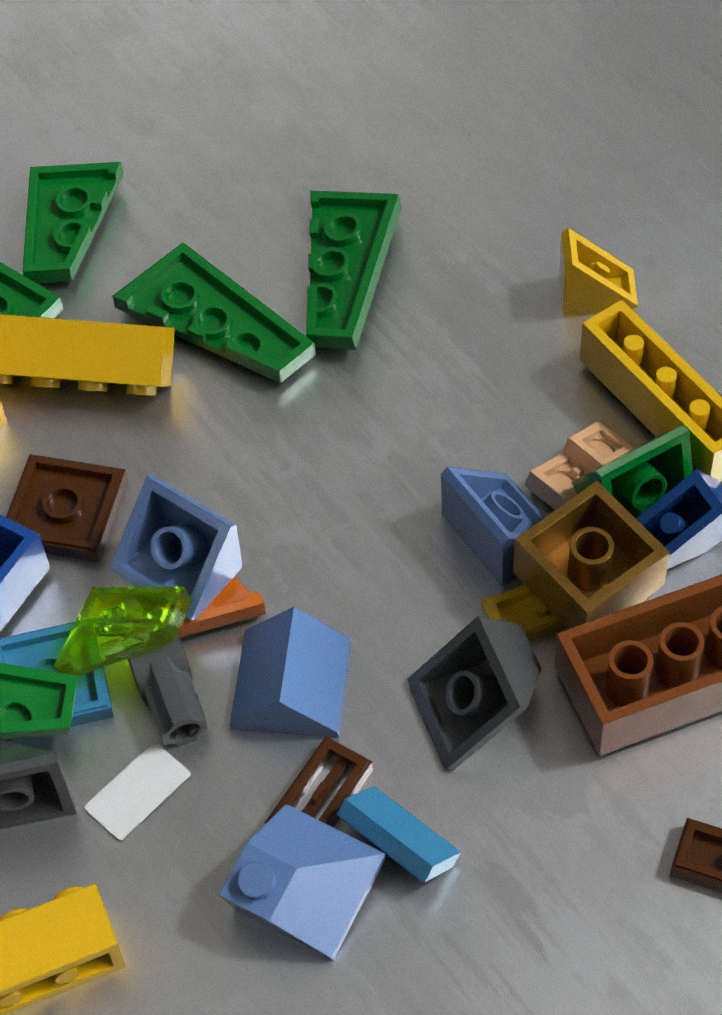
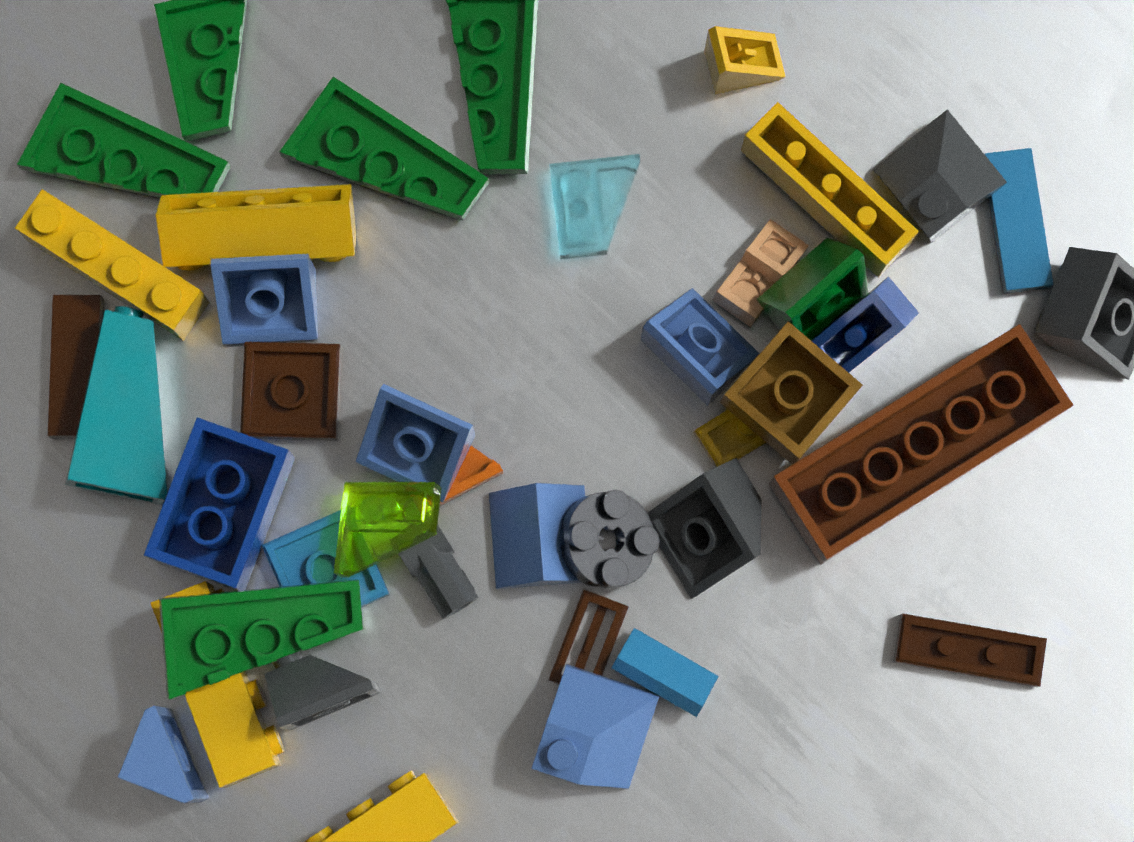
camera: 15 degrees left, 25 degrees up
(62, 410) = (266, 298): none -> medium blue slope
(137, 791) = (429, 662): white sticker -> none
(355, 712) = (633, 533): none -> plate
(415, 383) = (590, 202): none -> clear light blue wing

